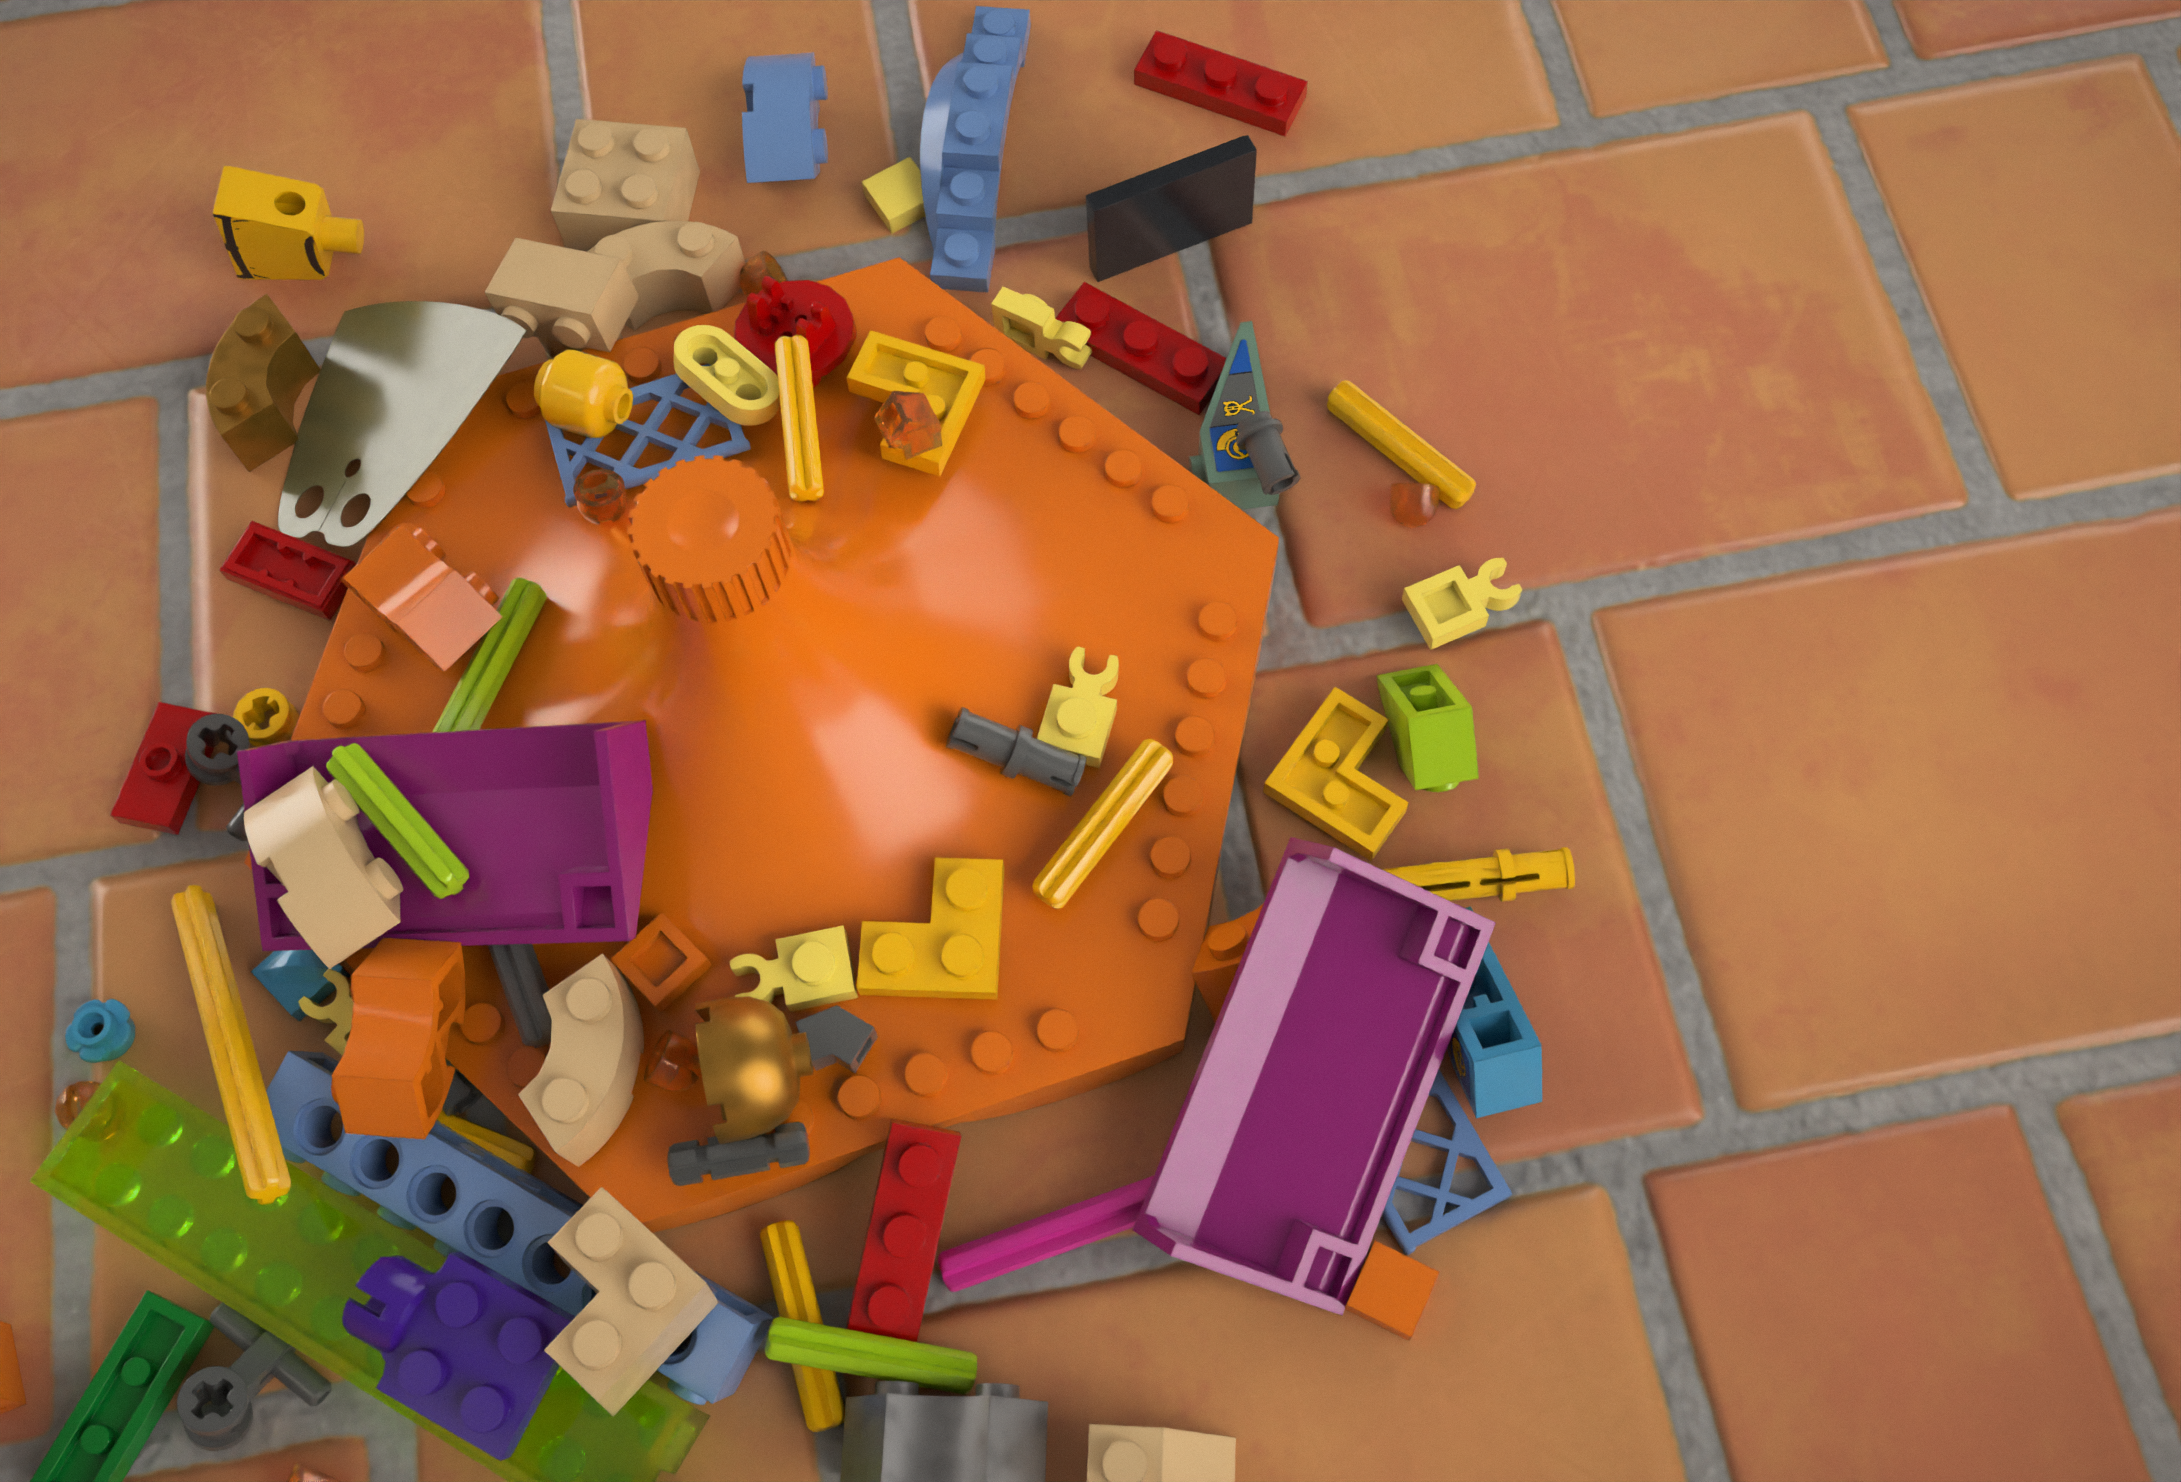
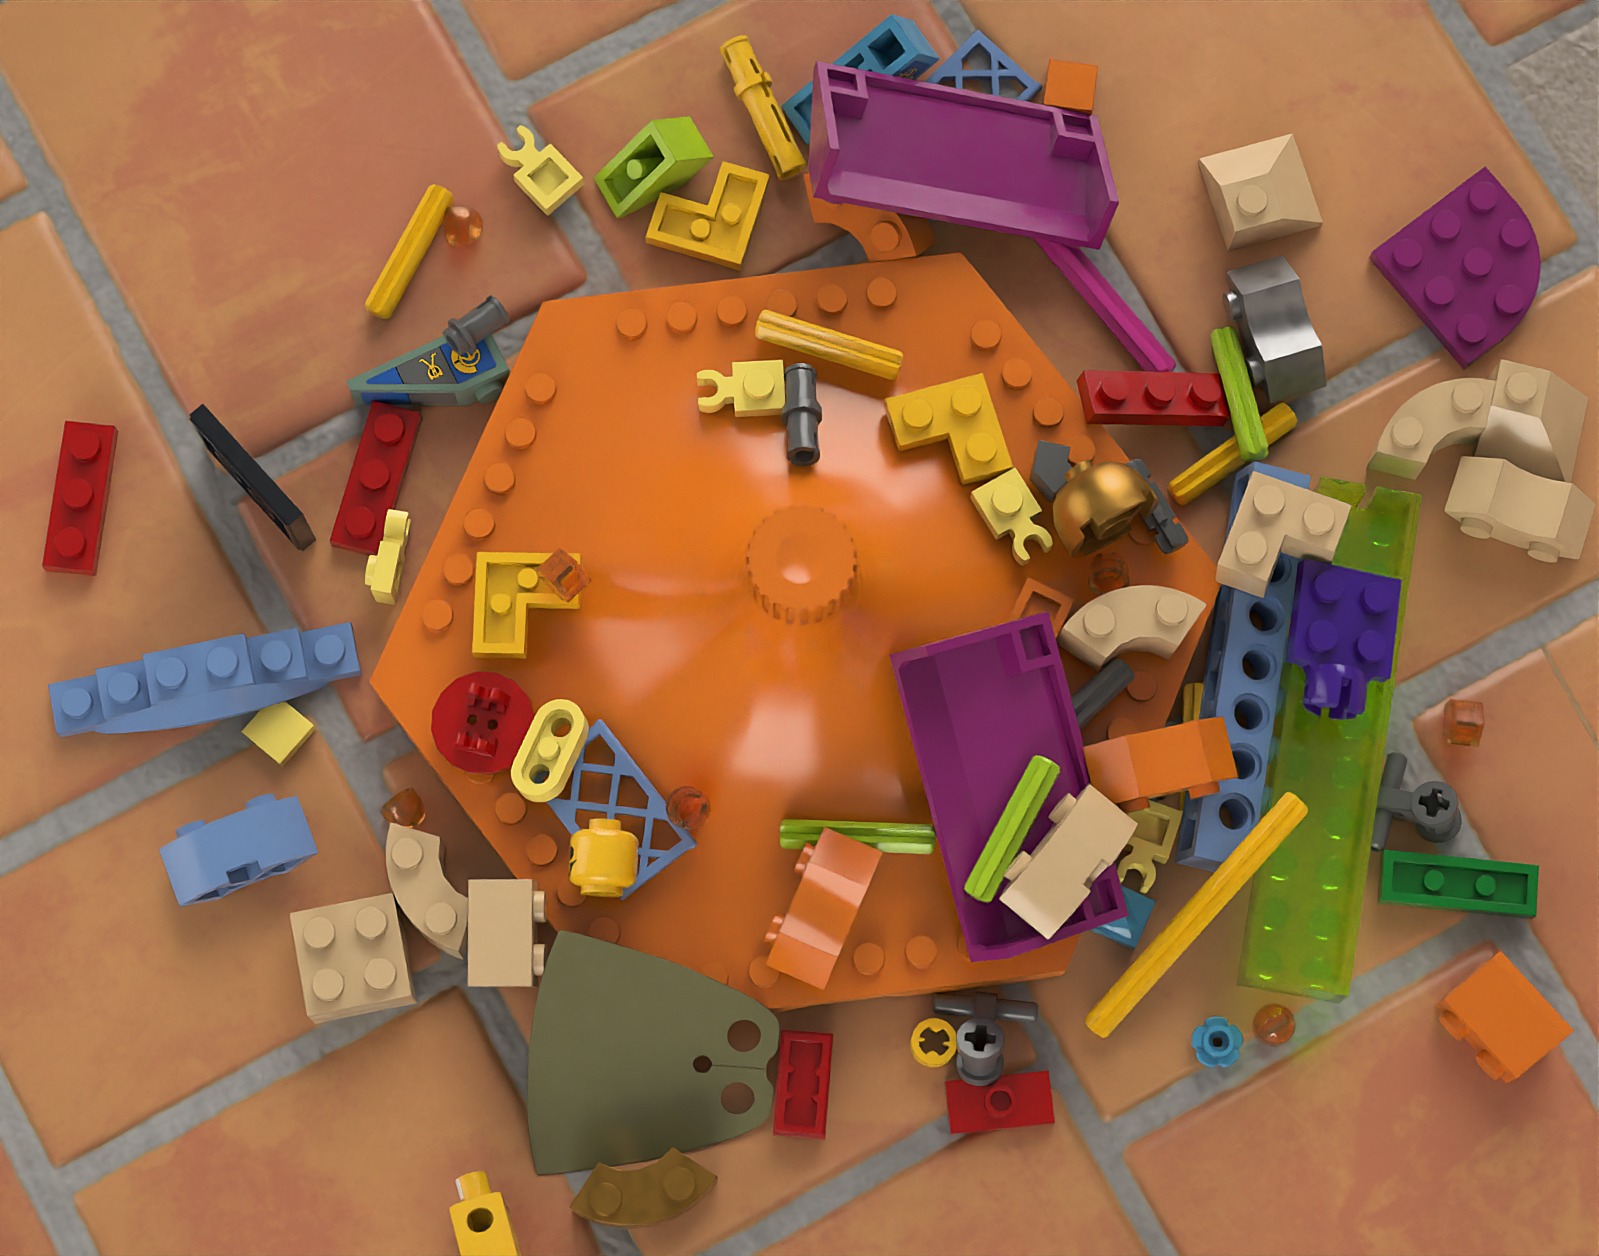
camera: 115 degrees left, 10 degrees up
(799, 419) = (577, 670): yellow axle -> none

